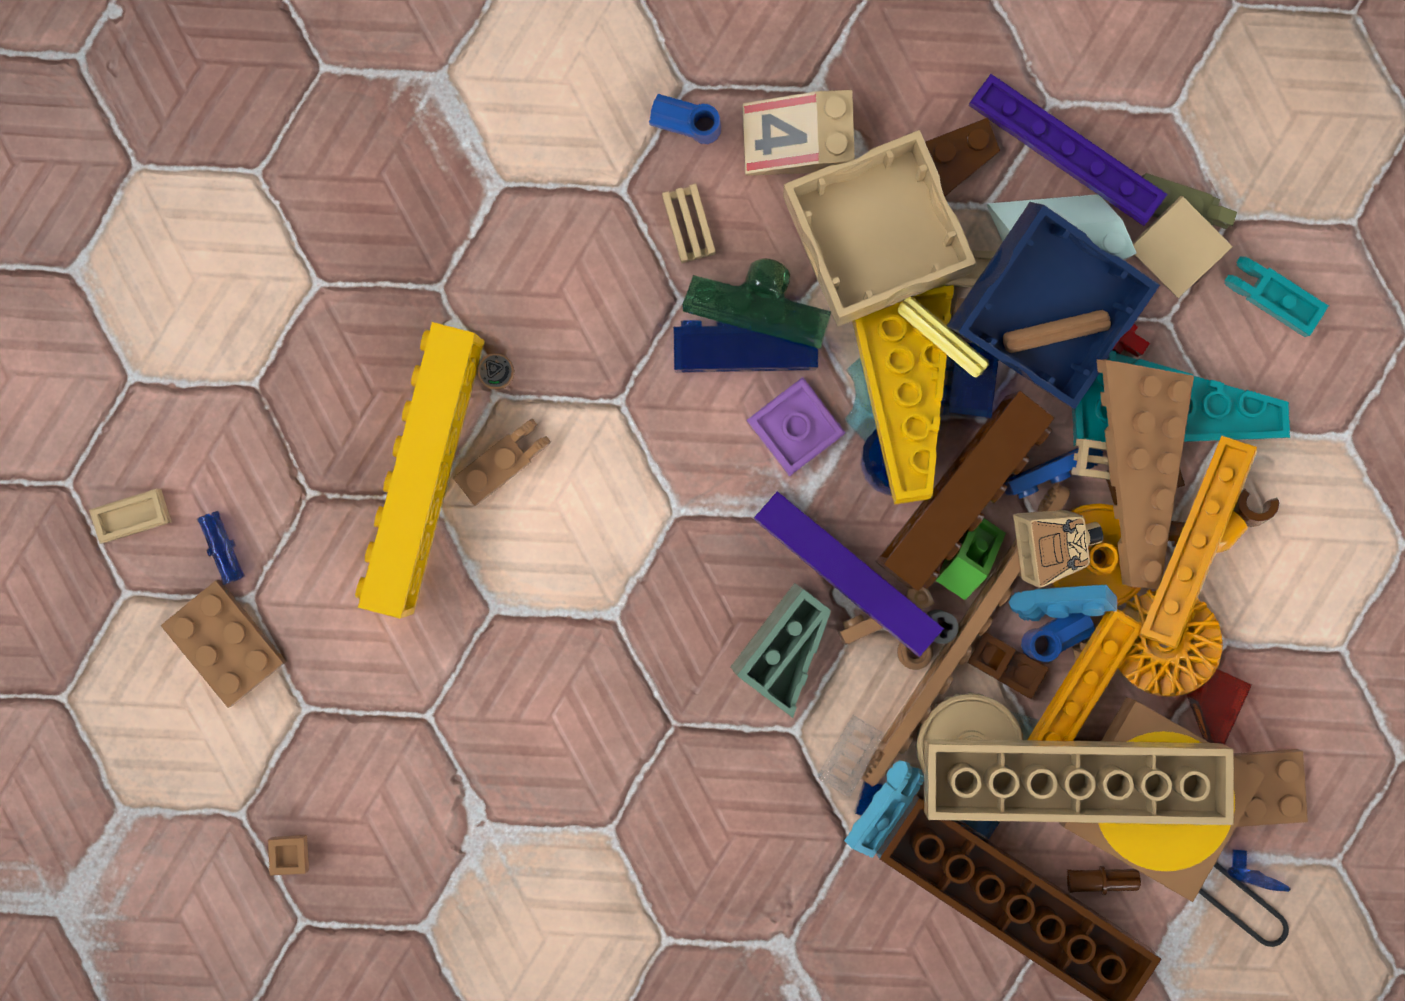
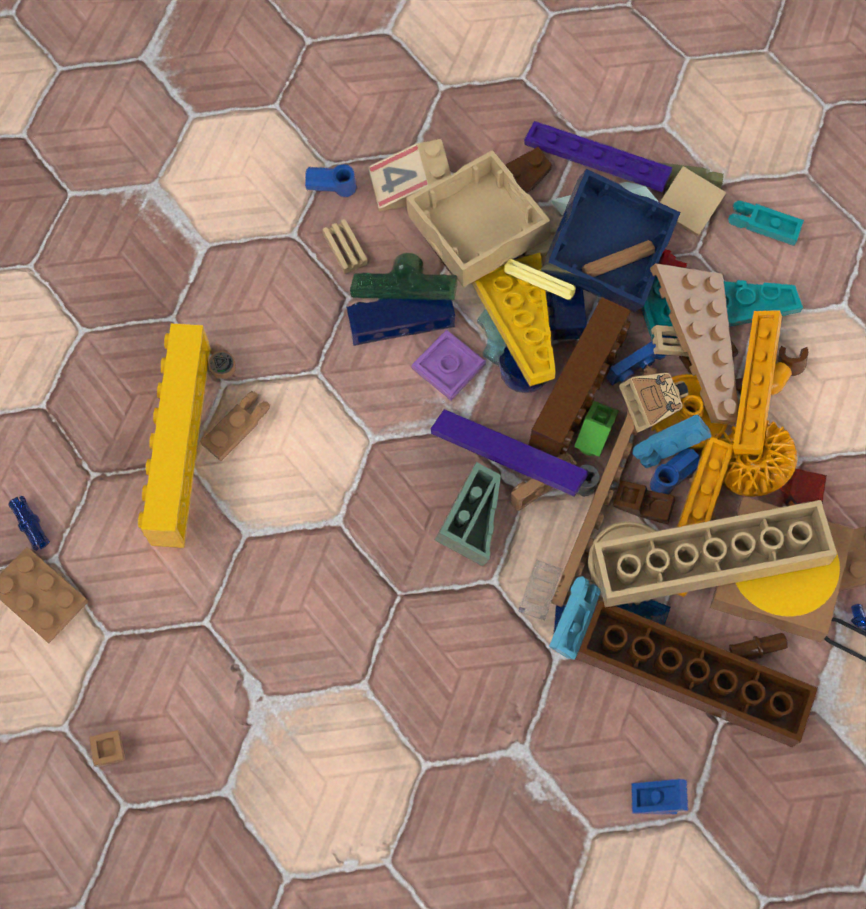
camera: 10 degrees left, 20 degrees down
(914, 663) = (578, 500): medium nougat plate -> none

